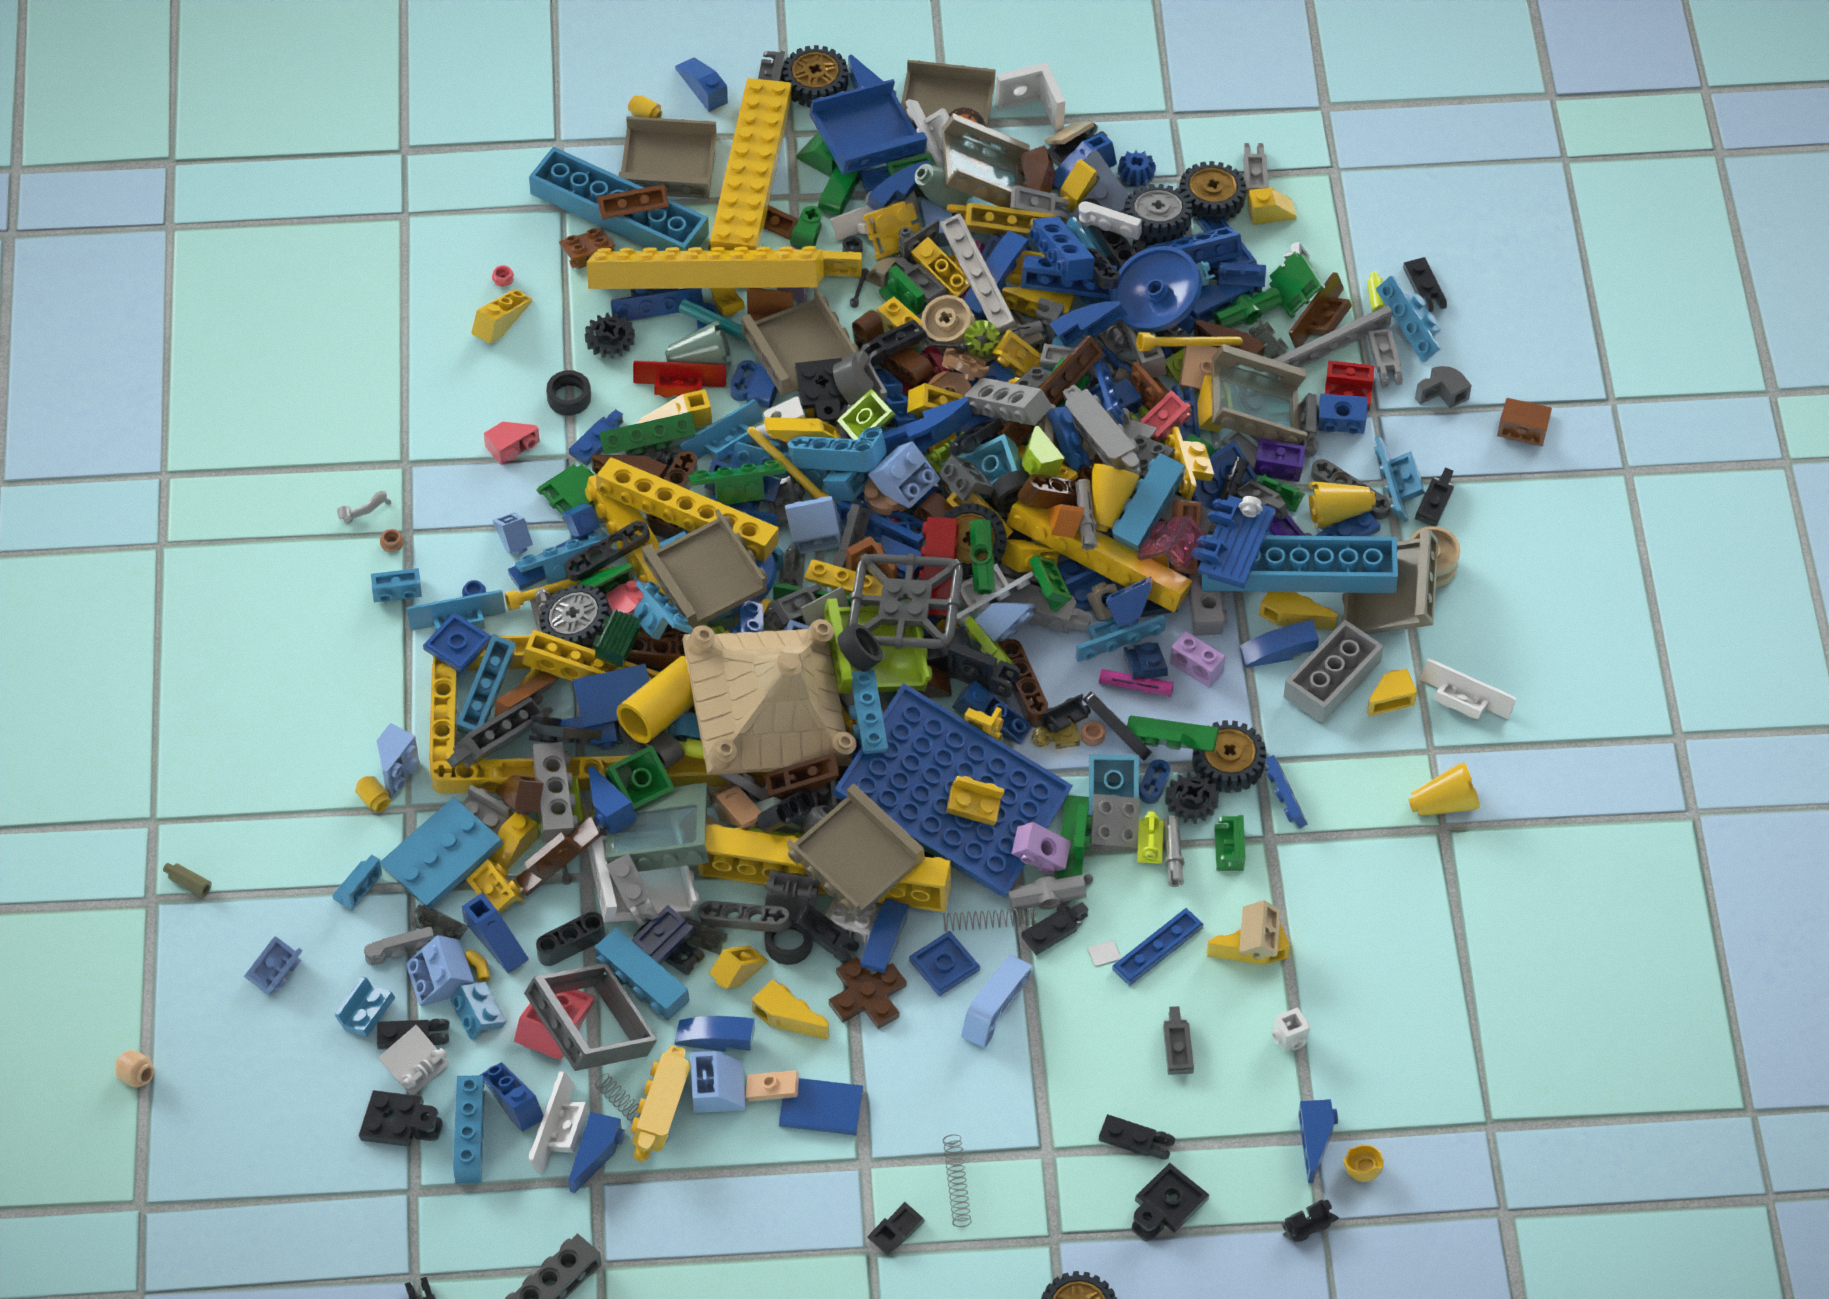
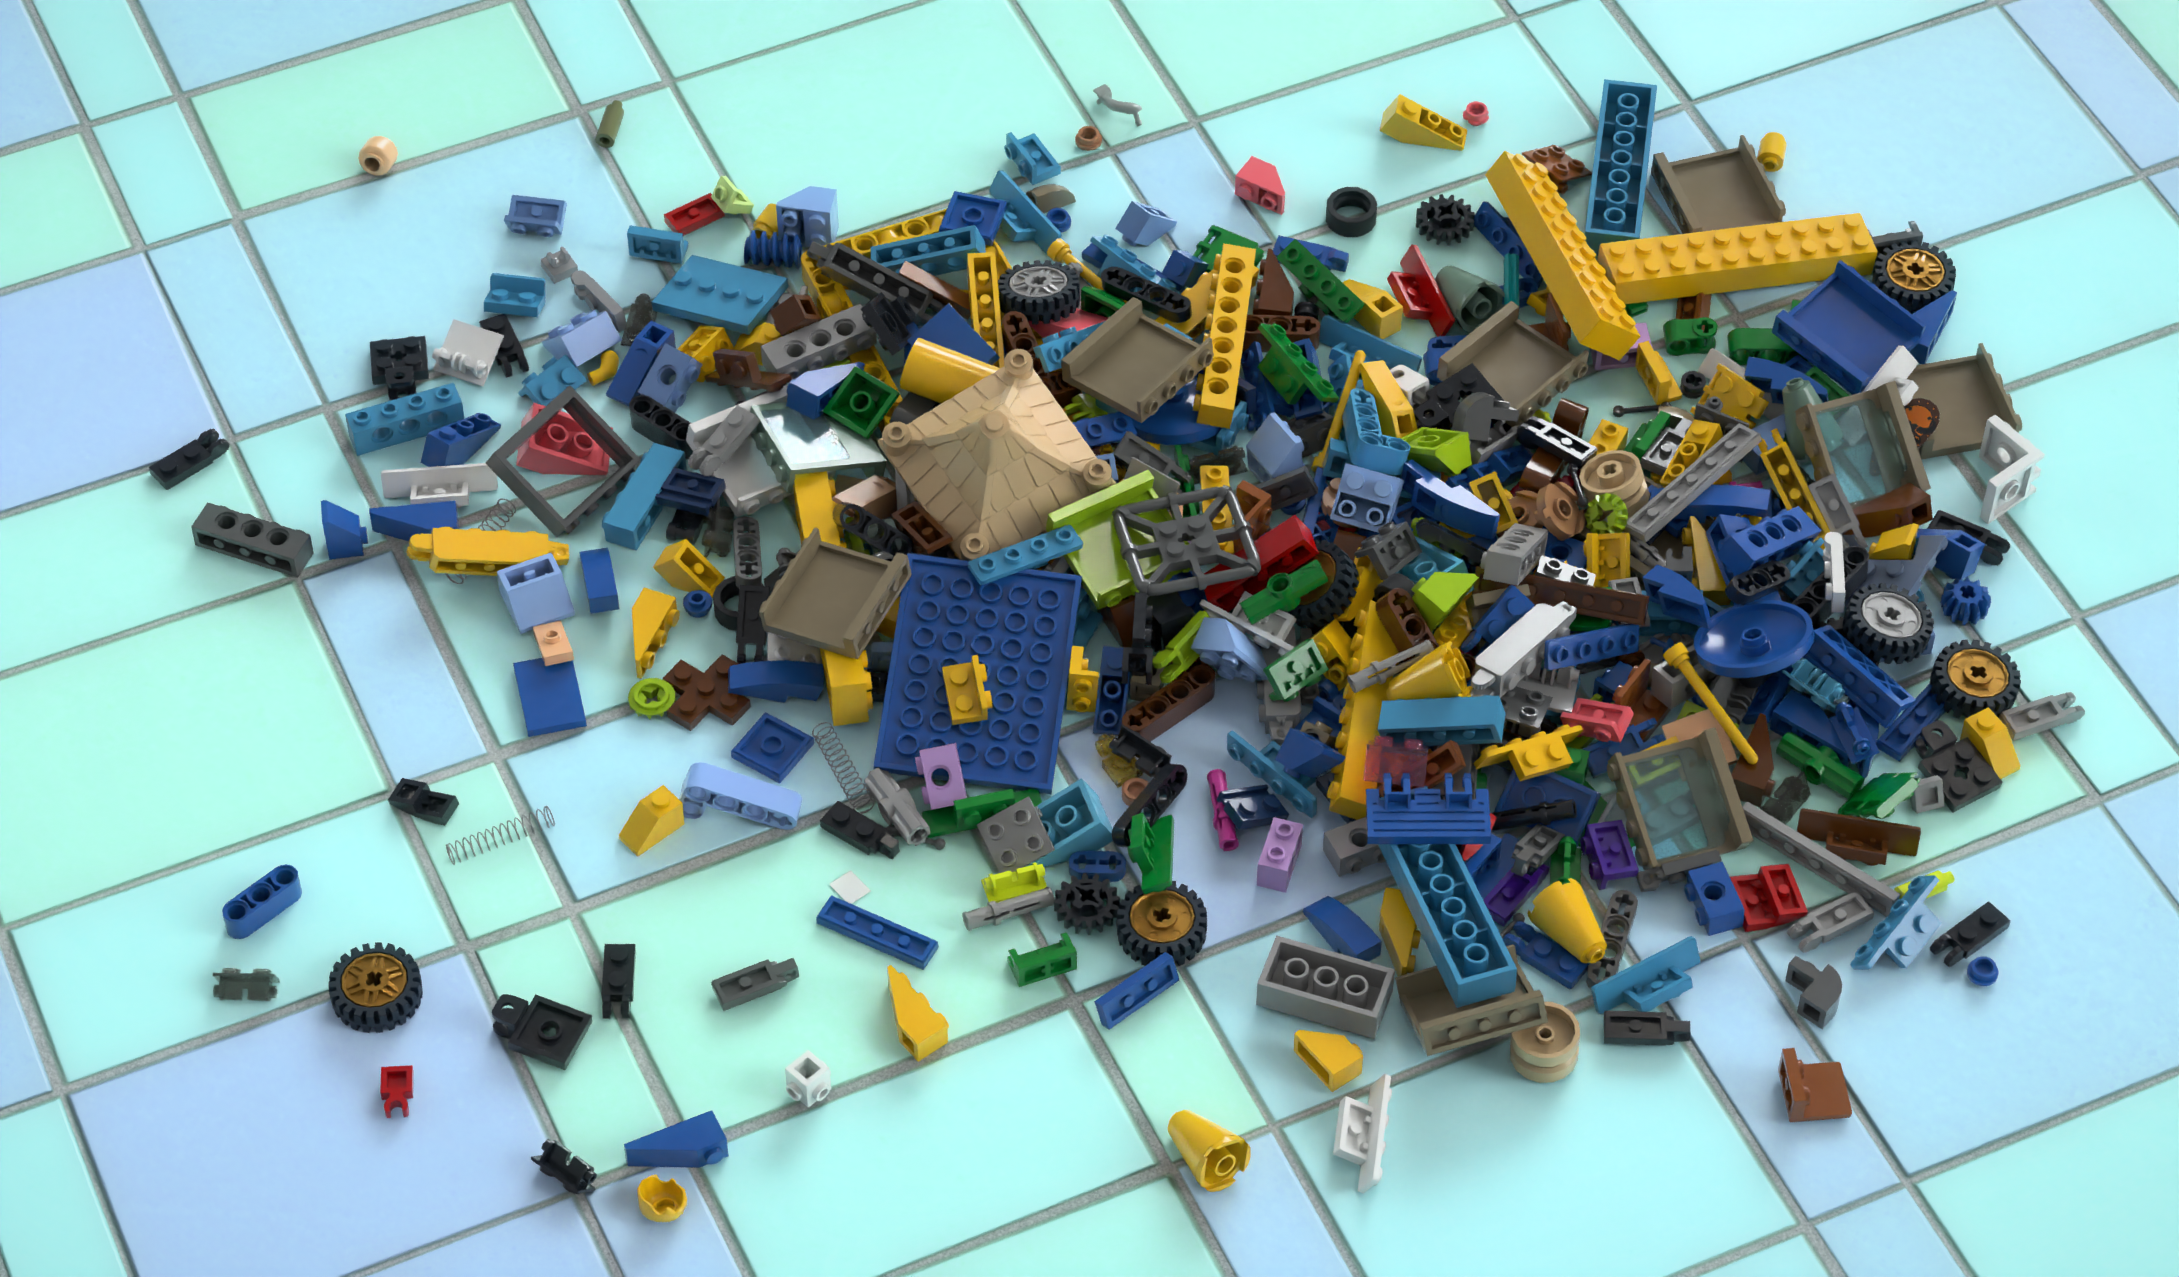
camera: 70 degrees right, 5 degrees down
(333, 812) = (730, 198): none -> yellowish green bracket
(333, 847) = (693, 215): none -> red plate
(337, 966) = (559, 265): none -> light grey tile
(407, 799) = (773, 250): none -> blue piece
(442, 587) = (1050, 196): none -> dark tan brick
(513, 907) = (668, 363): none -> medium blue brick
(581, 1211) = (342, 531): none -> blue slope
(617, 638) = (1012, 318): dark green brick -> none
(632, 201) = (1618, 168): dark orange slope -> none
(704, 83) = (1840, 189): blue slope -> none
(766, 975) = (697, 603): none -> blue plate
(859, 1023) = (650, 688): none -> lime gear
(860, 647) = (1114, 516): black tyre -> none
(990, 1066) = (652, 820): none -> yellow slope
(1065, 520) = (1372, 646): orange slope -> none
(1069, 132) = (1976, 522): tan piece -> none
(1250, 506) = (1473, 806): white plate -> none
(1260, 930) = (919, 1006): tan hinge -> none
(1271, 234) = (1947, 756): none -> black plate
(1460, 289) = (1982, 971): none -> blue plate

